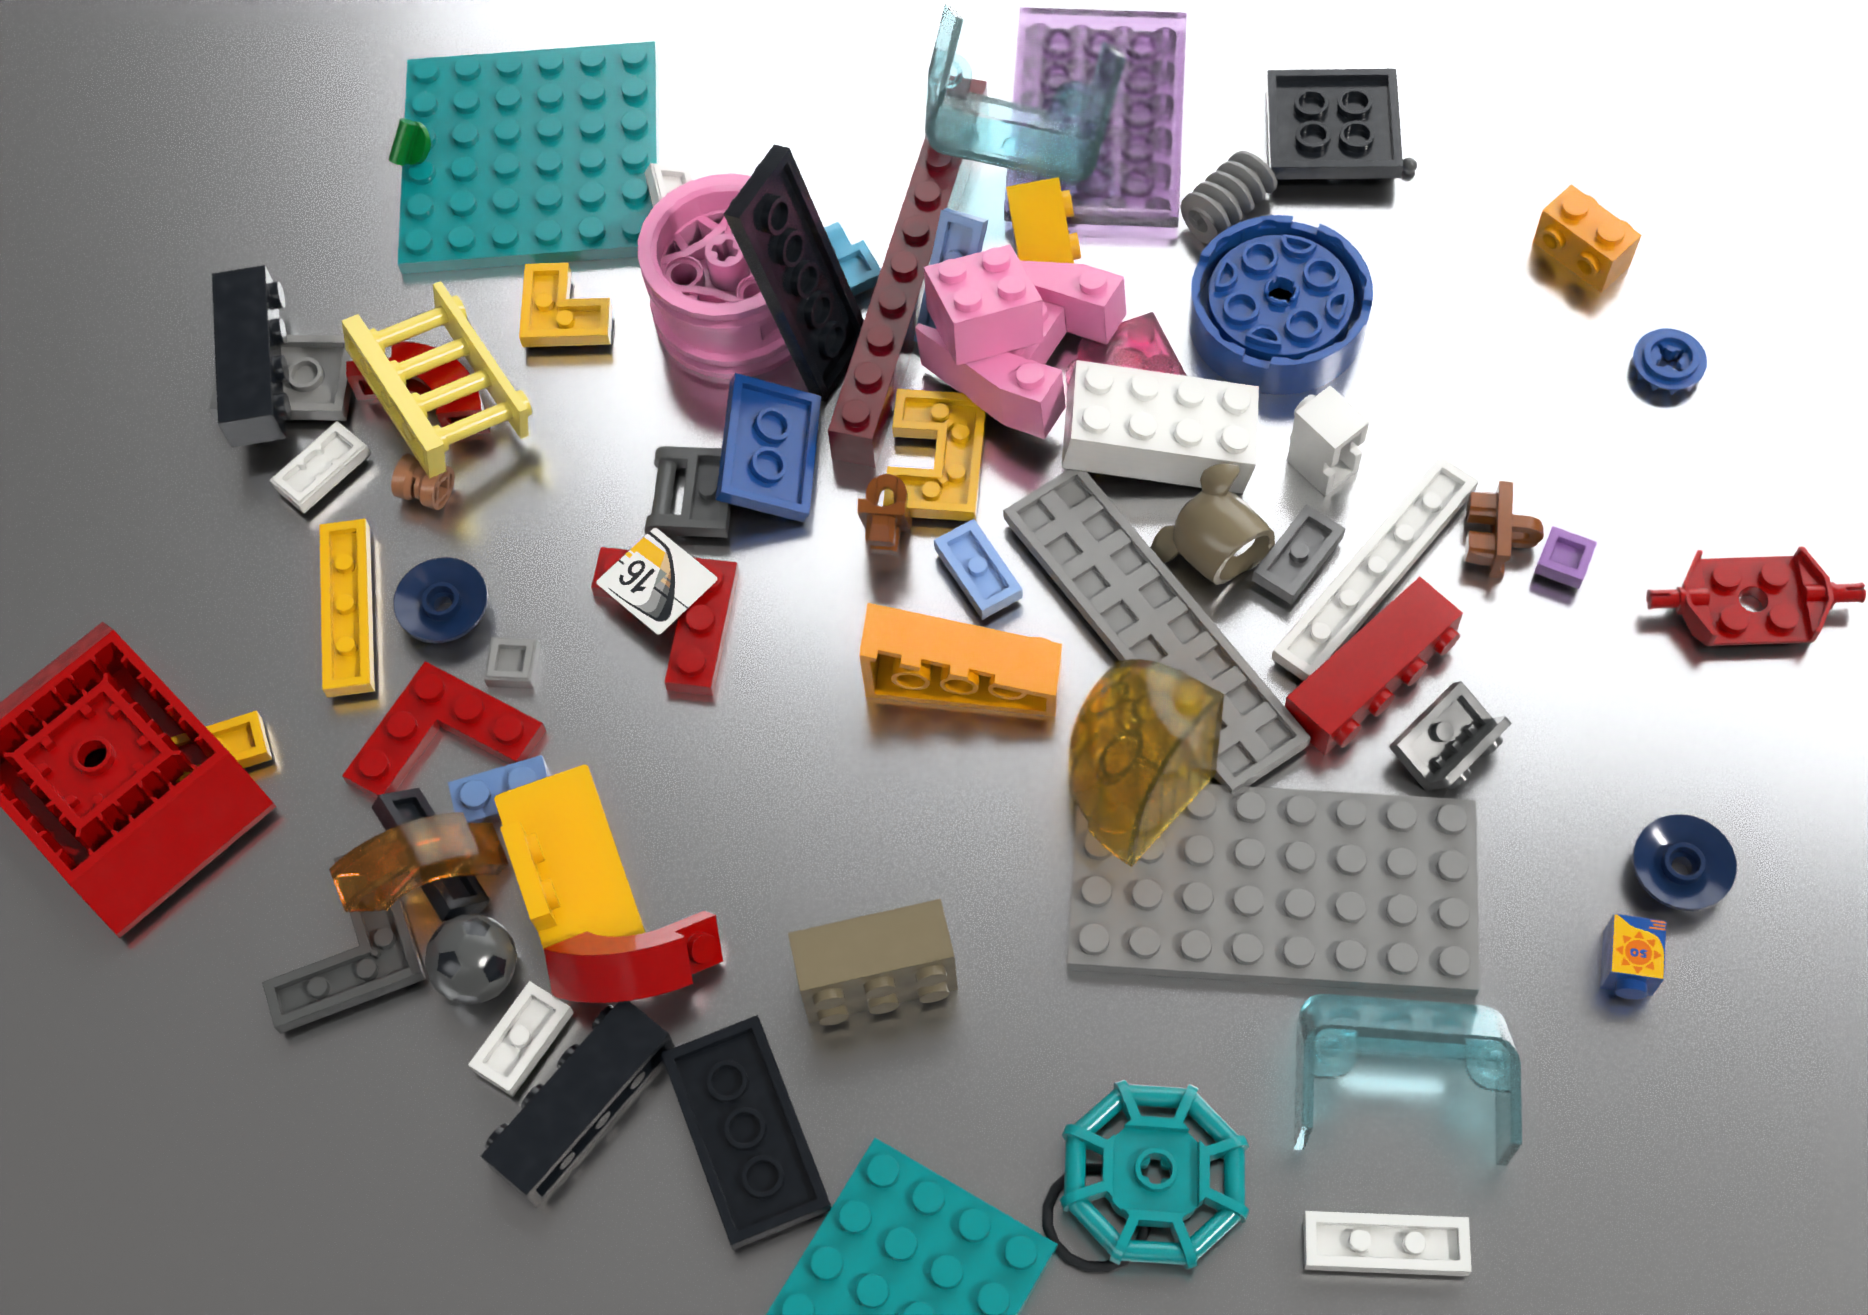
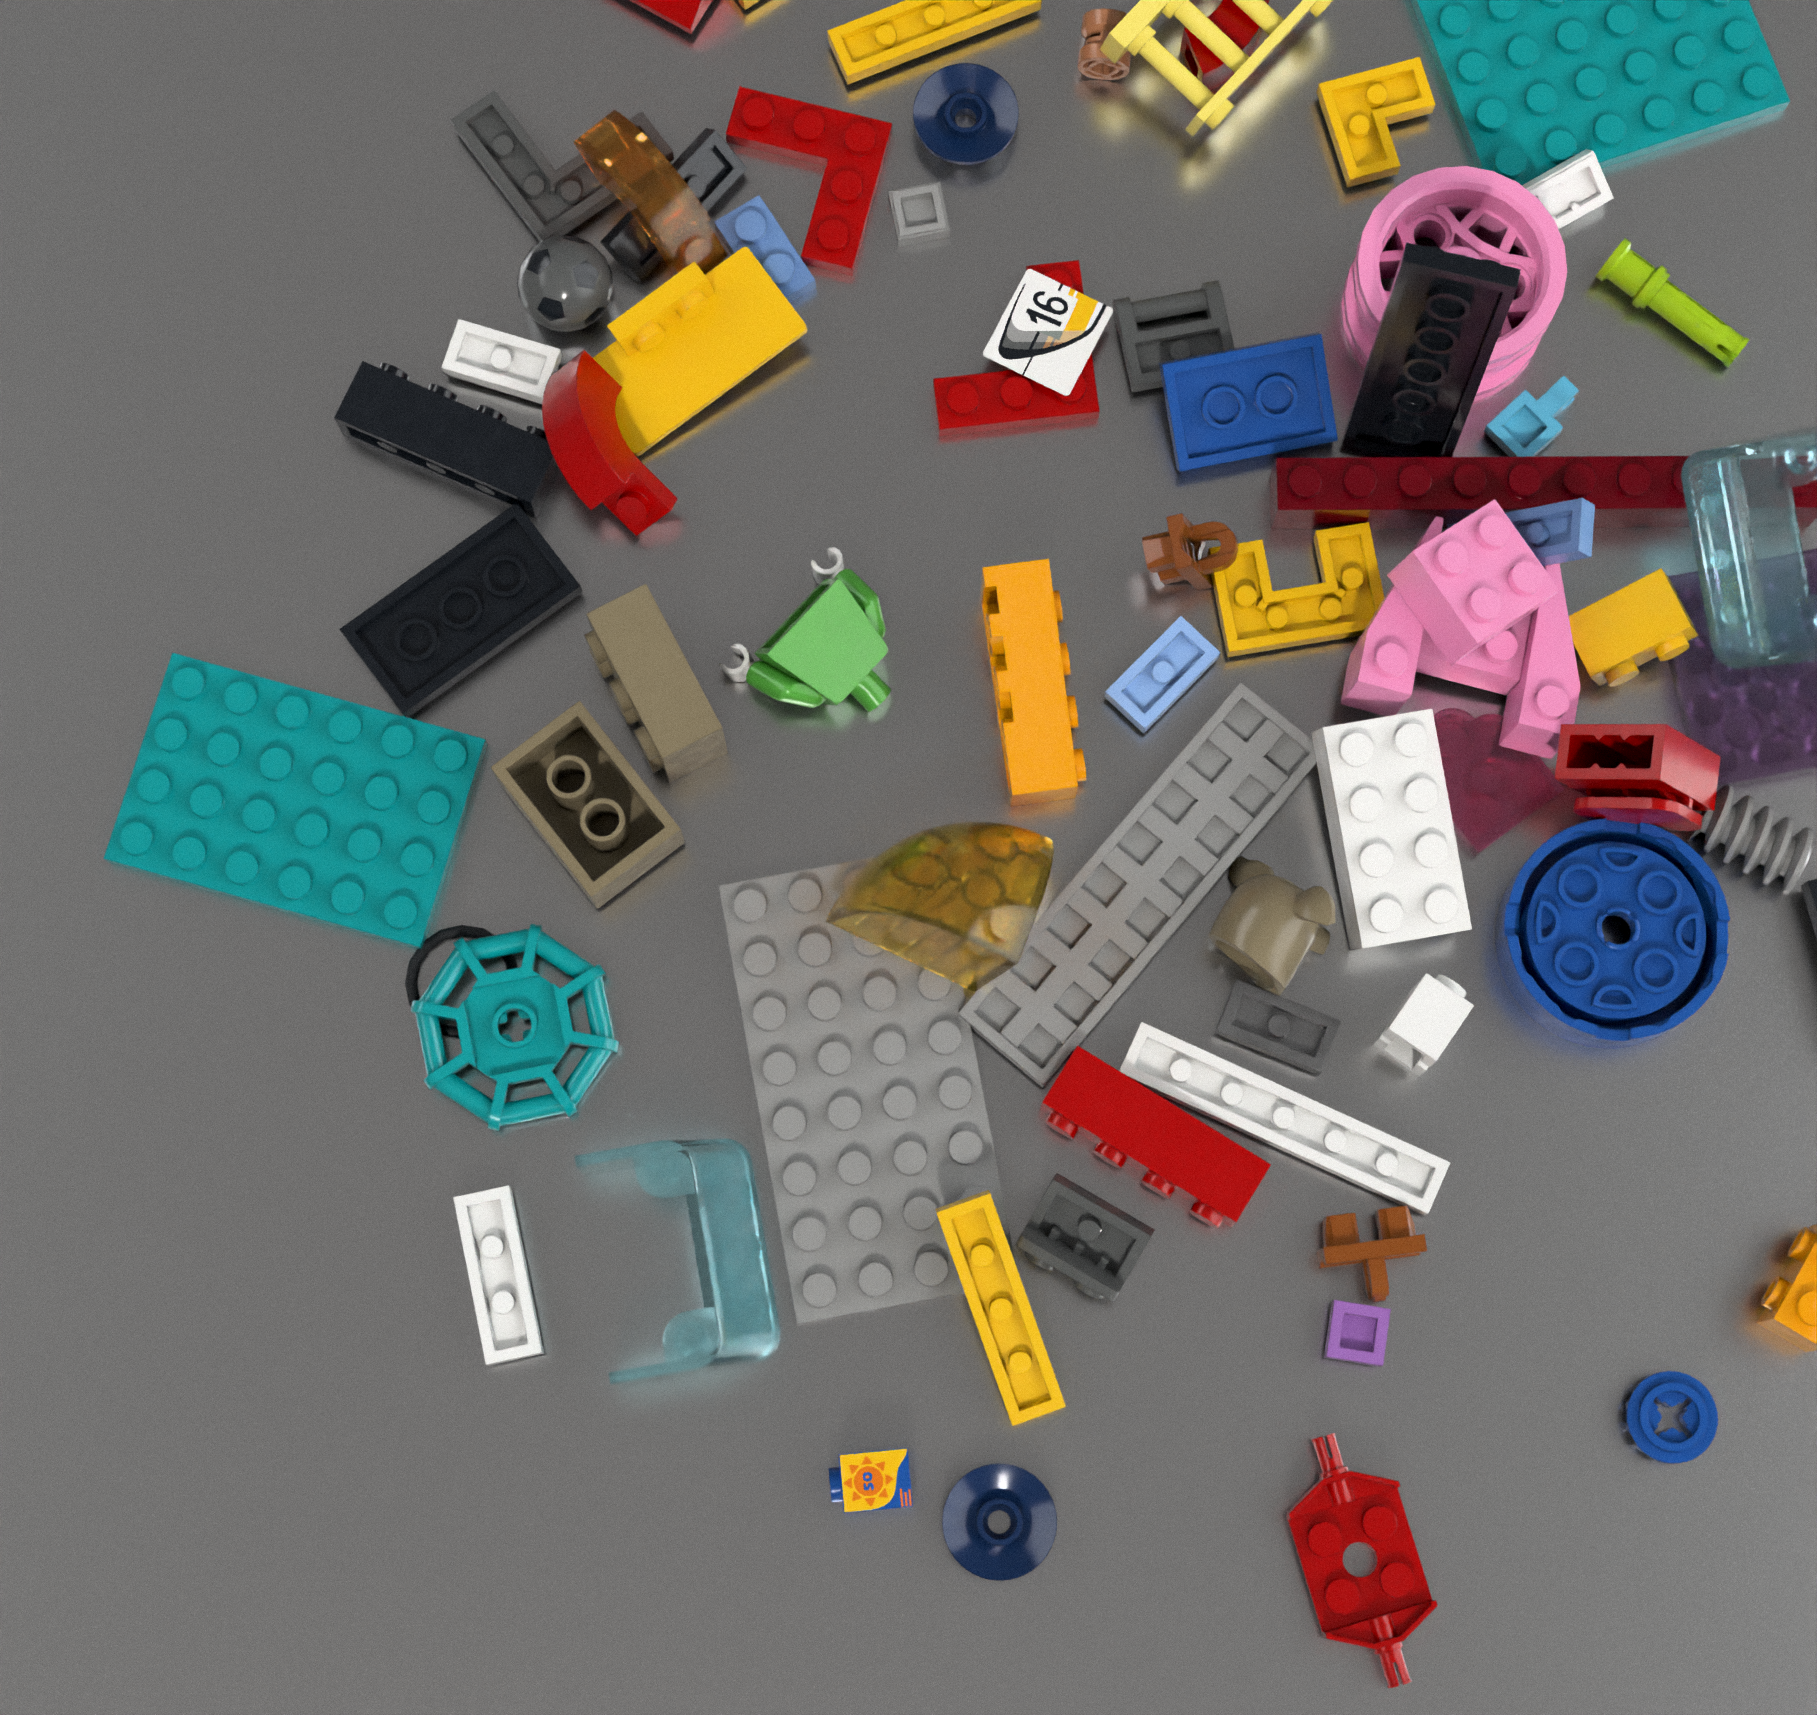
camera: 70 degrees right, 15 degrees up
(800, 142) = (1651, 288): none -> lime pin
(876, 818) = (823, 645): none -> bright green torso
(967, 1051) = (588, 804): none -> dark tan brick
(1167, 241) = (1638, 774): none -> red brick
(1499, 812) = (1000, 1307): none -> yellow plate

